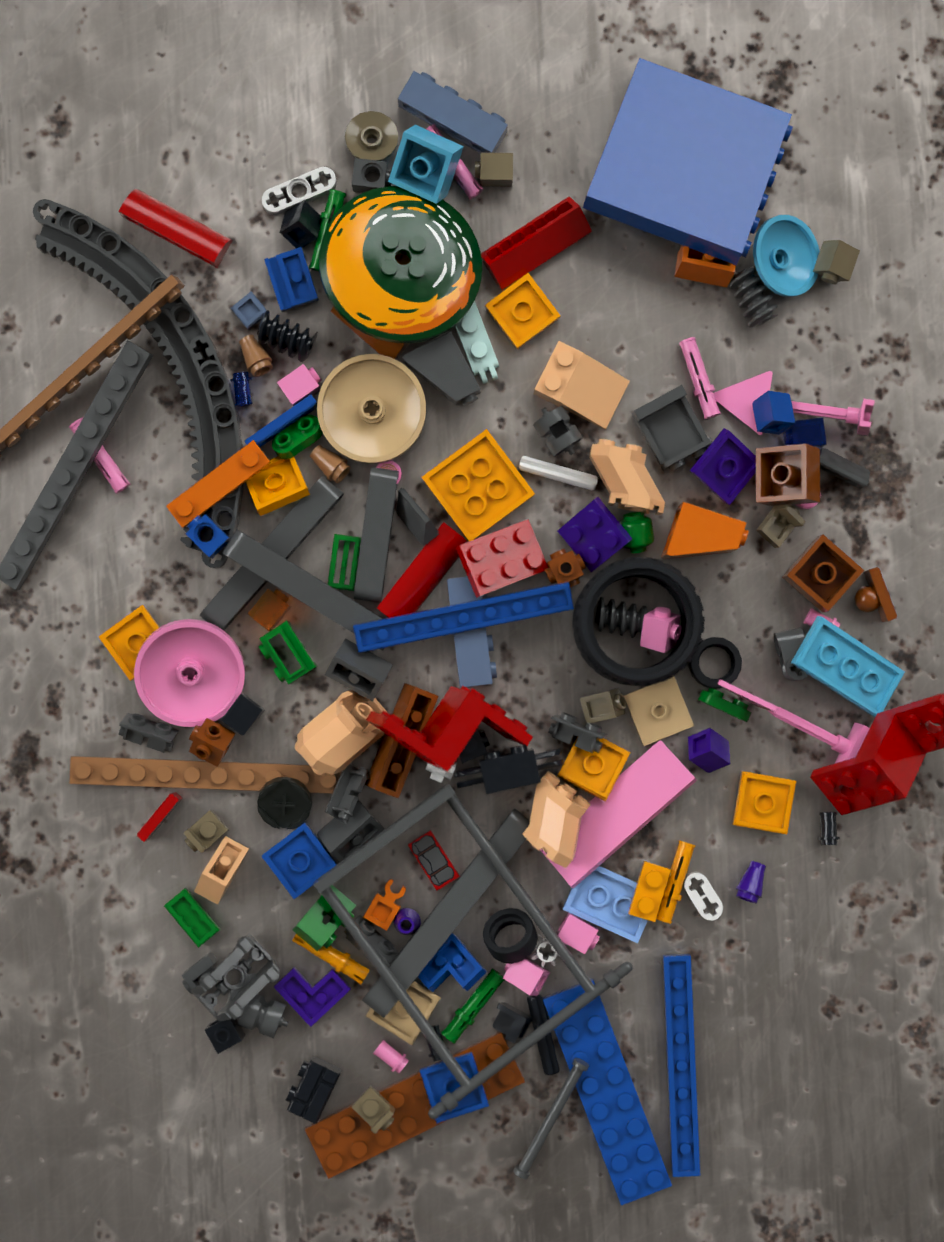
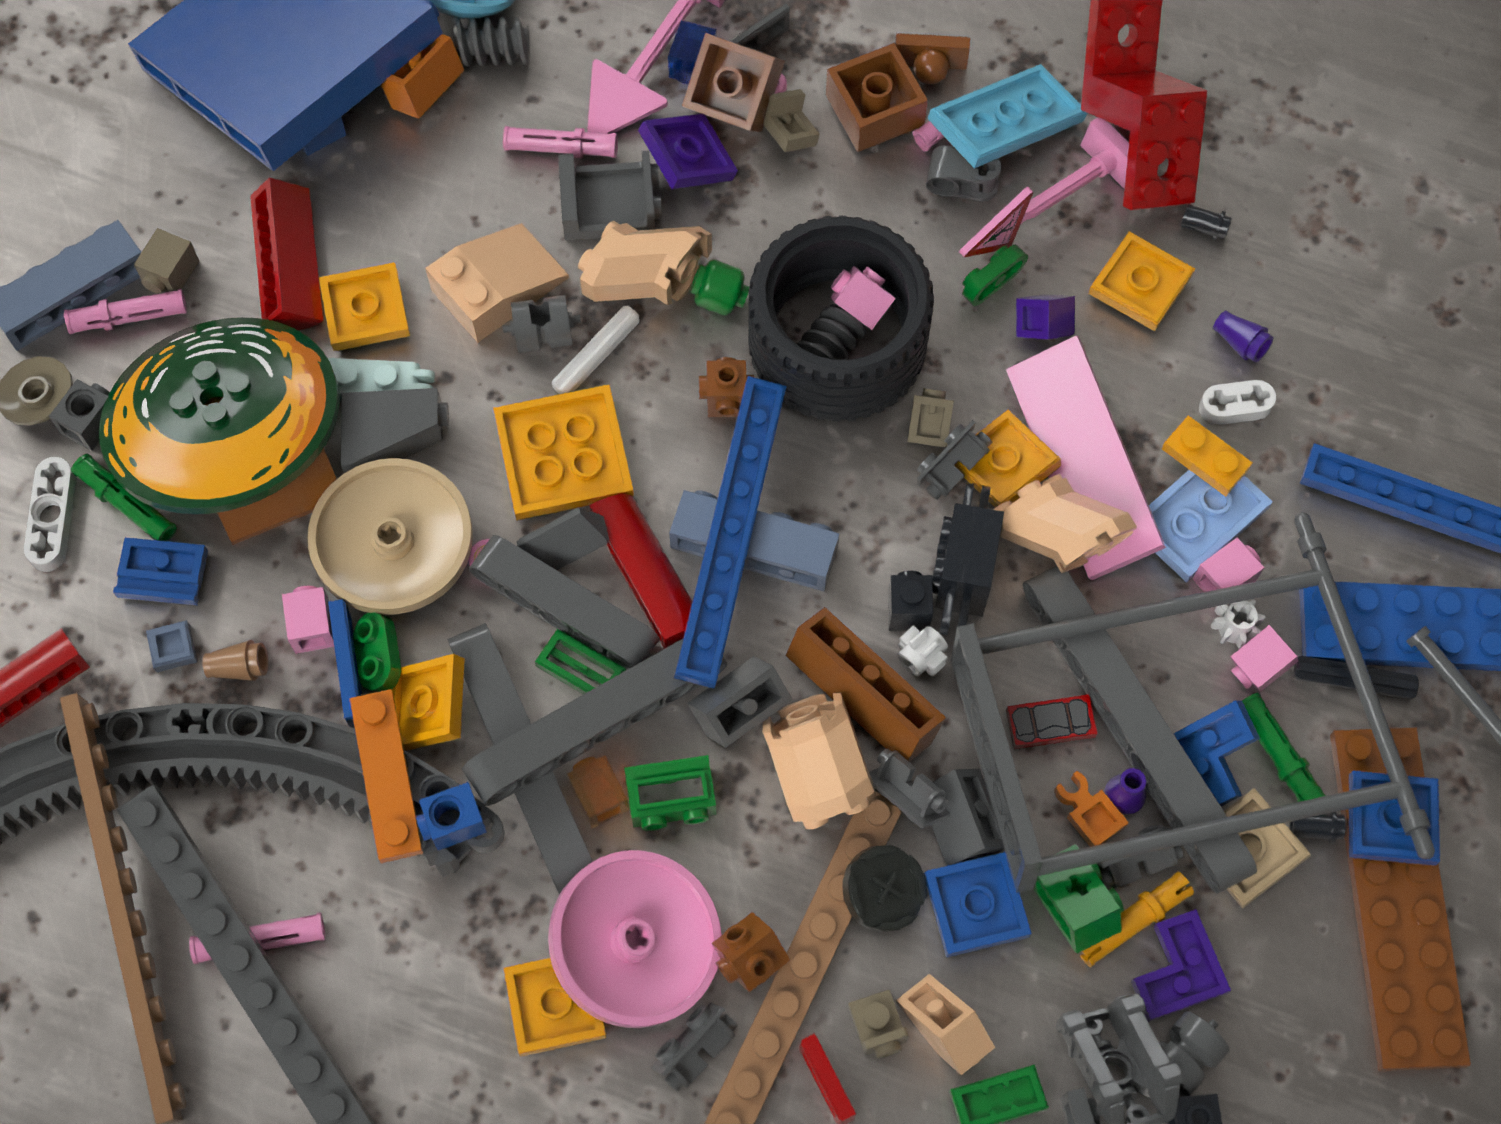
camera: 65 degrees left, 20 degrees down
(242, 388) = (268, 696): clear blue pin -> none
(242, 714) = (730, 890): black panel -> none
(285, 337) = (232, 607): black piece -> none
(301, 225) = (95, 527): black panel -> none
(313, 1090) = (1326, 1028): black brick -> none
(331, 464) = (436, 625): medium nougat cone -> none
(374, 1109) = (1390, 944): dark tan bracket -> none
(391, 1057) = (1316, 897): bright pink pin -> none
(425, 163) = (108, 331): medium azure brick -> none
(450, 727) = (877, 599): red bracket -> none
(501, 920) = (1176, 643): black tyre -> none
(502, 558) = (674, 456): plate -> none
(512, 1022) = (1324, 709): black panel -> none
(594, 534) = (697, 331): dark purple plate -> none
(658, 711) = (967, 358): tan plate -> none
(684, 850) = (1180, 407): light orange pin -> none
(702, 532) = (756, 201): orange slope -> none
(730, 648) = (947, 242): black tyre -> none
(773, 412) = (647, 71): blue panel -> none

